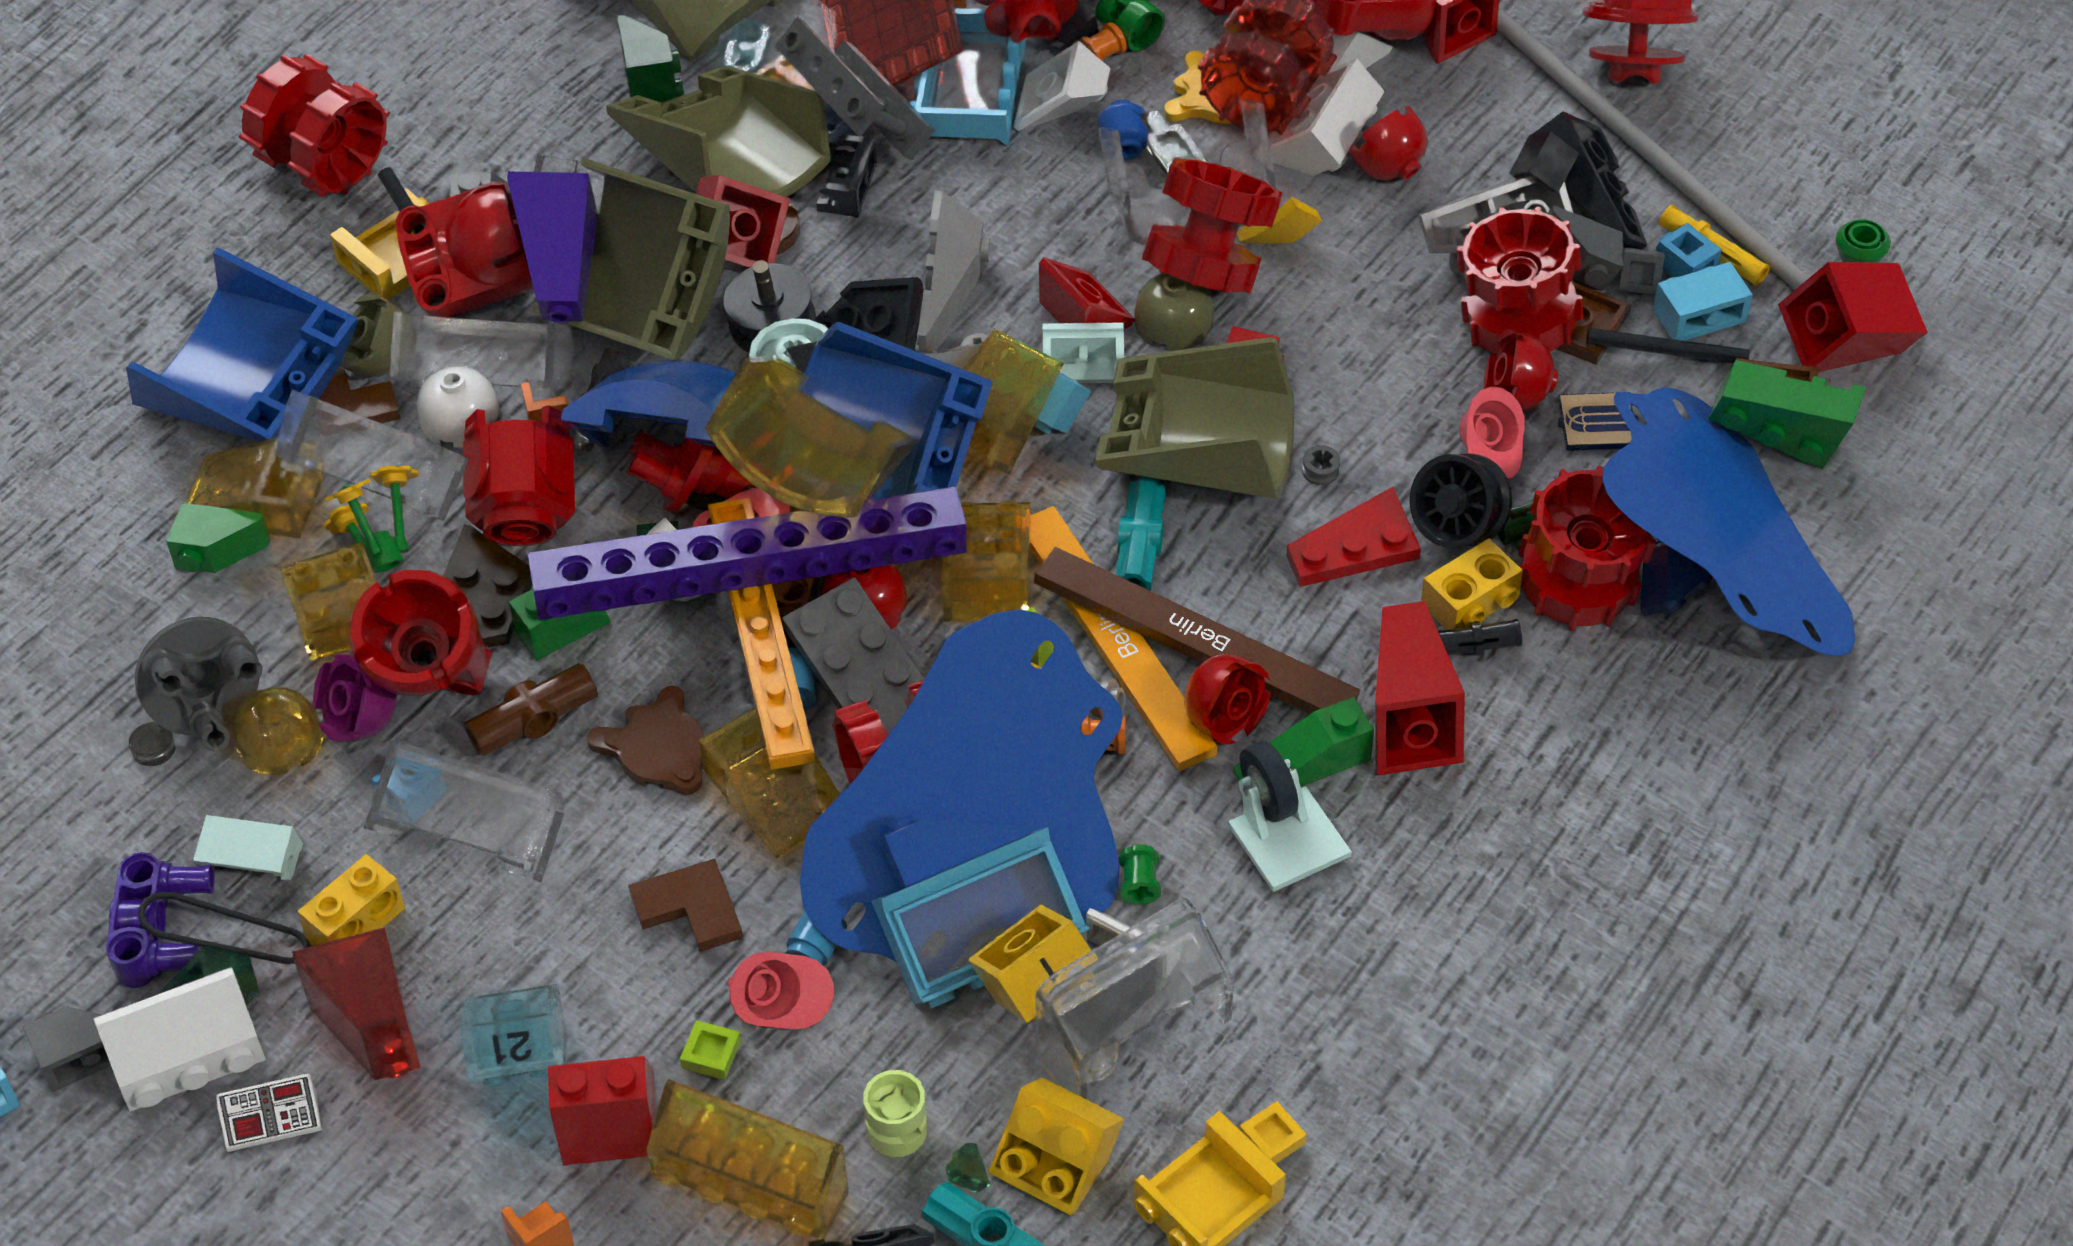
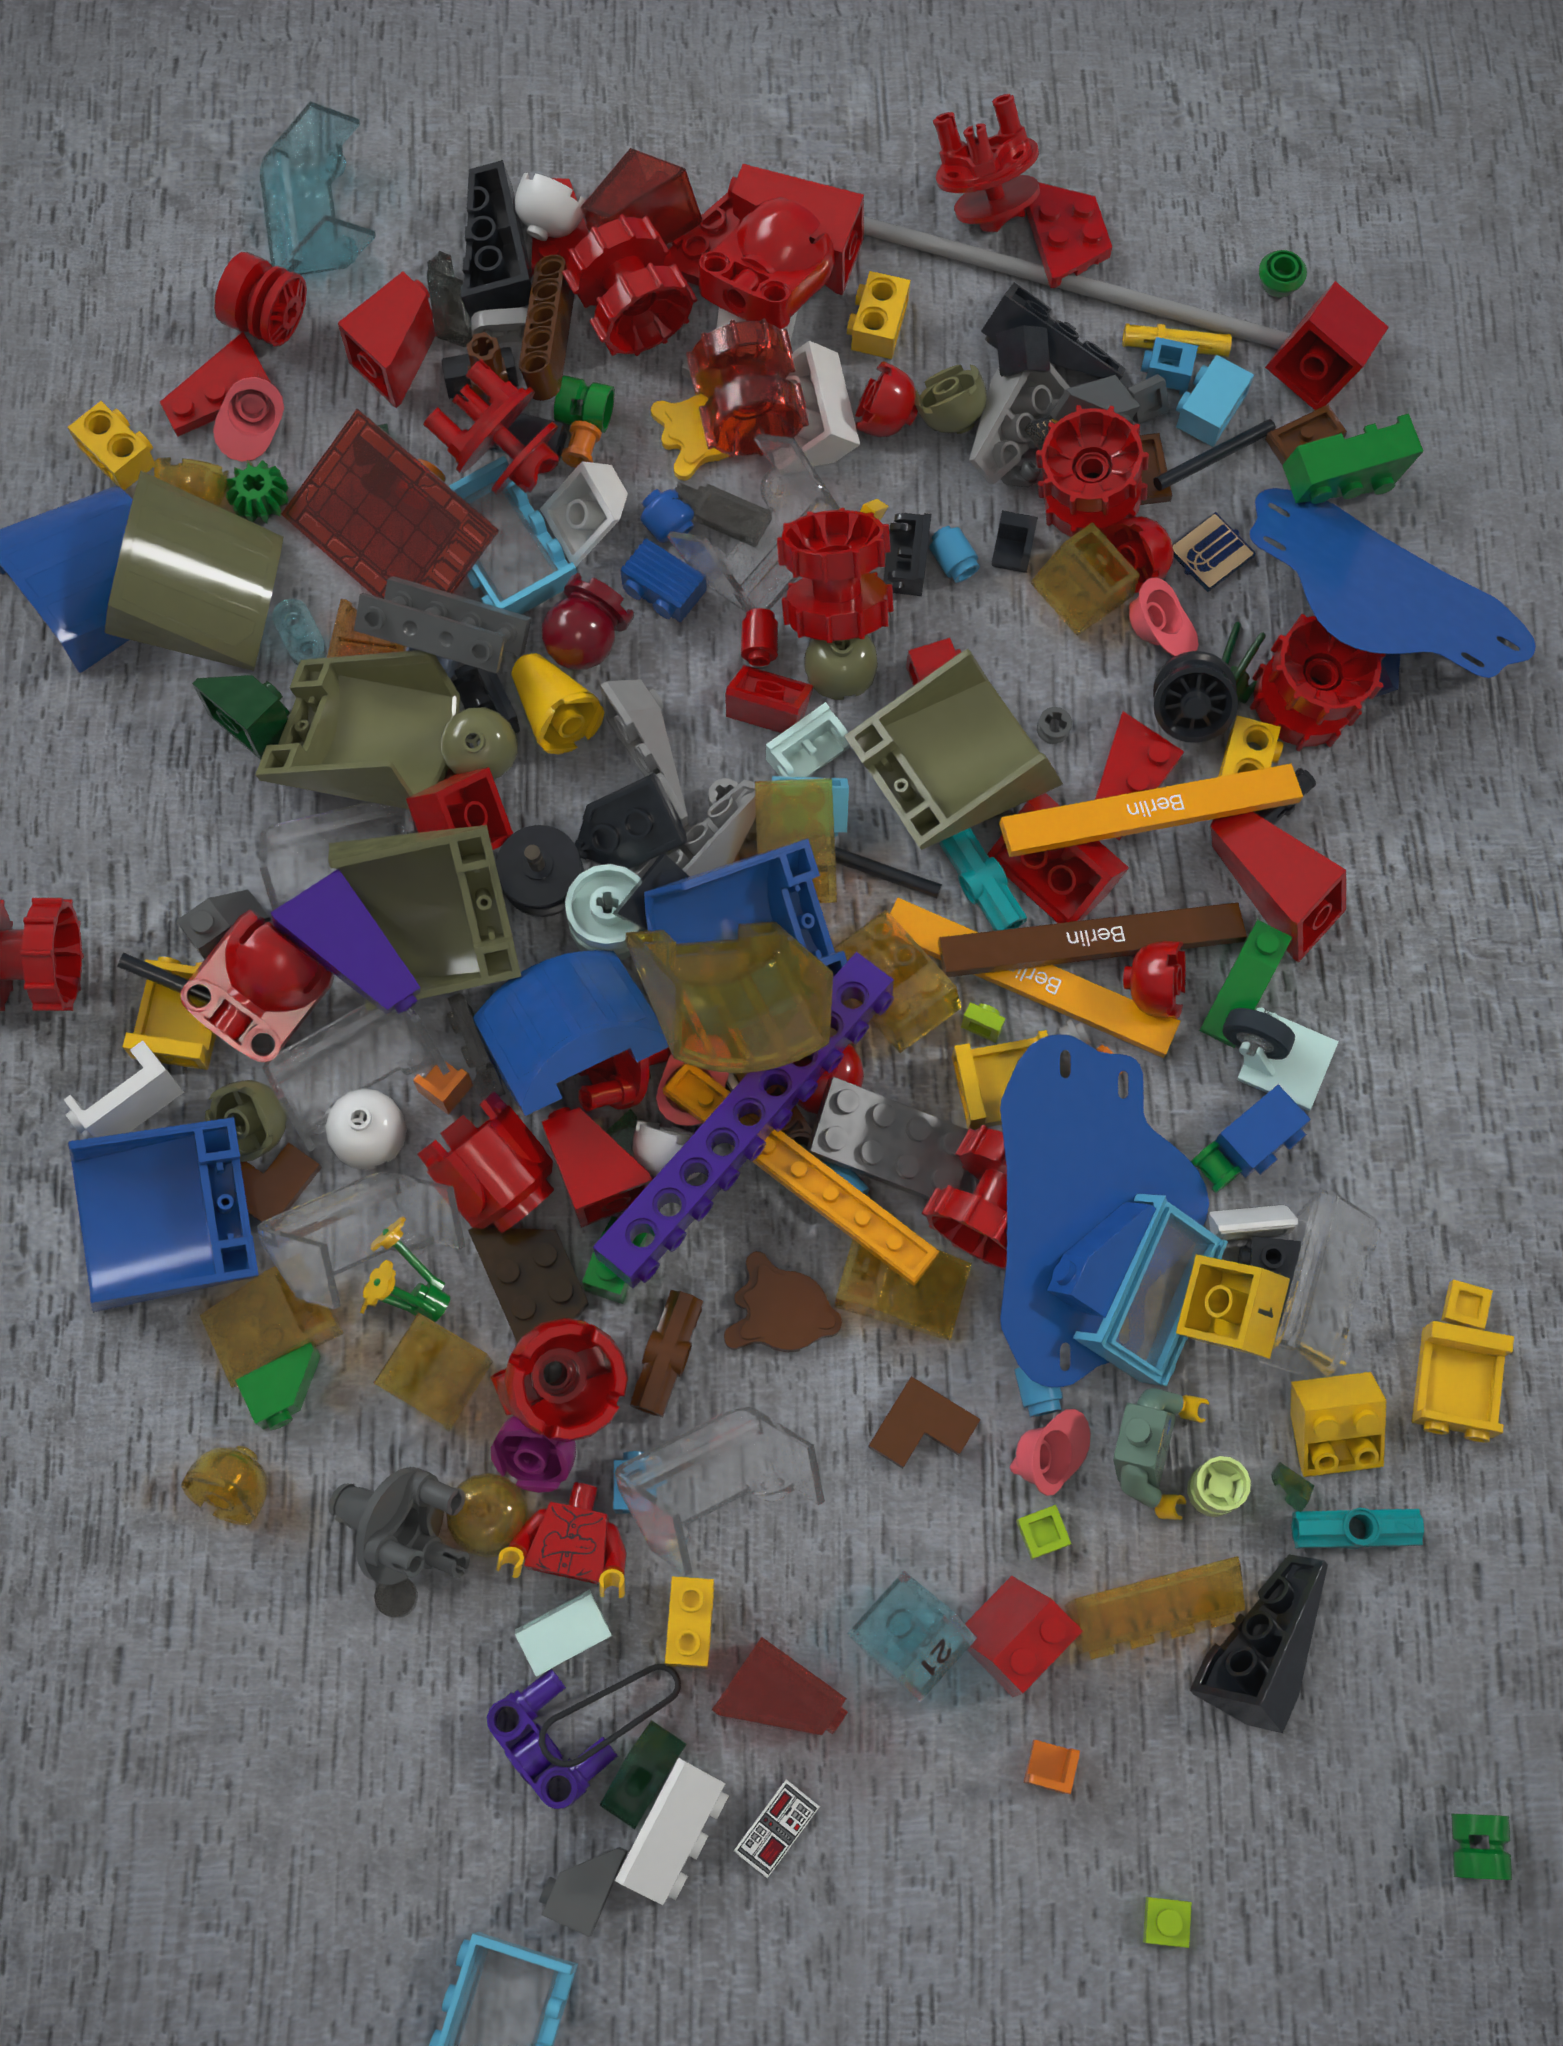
camera: 40 degrees left, 20 degrees up
(108, 572) = (229, 1481): none -> clear yellow cylinder
(313, 266) = (129, 1102): none -> white panel
(314, 786) = (570, 1543): none -> red torso
(592, 507) = (593, 1166): none -> red slope
(813, 190) = (497, 742): none -> olive cylinder
(861, 1033) = (1145, 1445): none -> sand green torso
(895, 207) = (555, 704): none -> yellow cone
(973, 160) = (583, 626): none -> dark red tile
(1063, 484) = (887, 873): none -> black bar
(1075, 172) = (662, 580): none -> blue brick
(1118, 254) = (759, 637): none -> red brick
(1206, 868) = (1263, 1131): none -> blue brick
(1221, 557) = (1065, 879): none -> red slope
(1310, 271) = (908, 553): none -> black hinge
(1332, 552) = (1150, 810): none -> light orange tile
(1350, 289) = (954, 553): none -> dark azure brick
(1419, 313) = (1014, 541): none -> black panel
(1448, 365) = (1086, 579): none -> clear yellow slope
(1451, 174) = (952, 399): none -> olive cylinder
(1452, 87) = (878, 314): none -> yellow brick
(1685, 113) = (1067, 232): none -> red wing

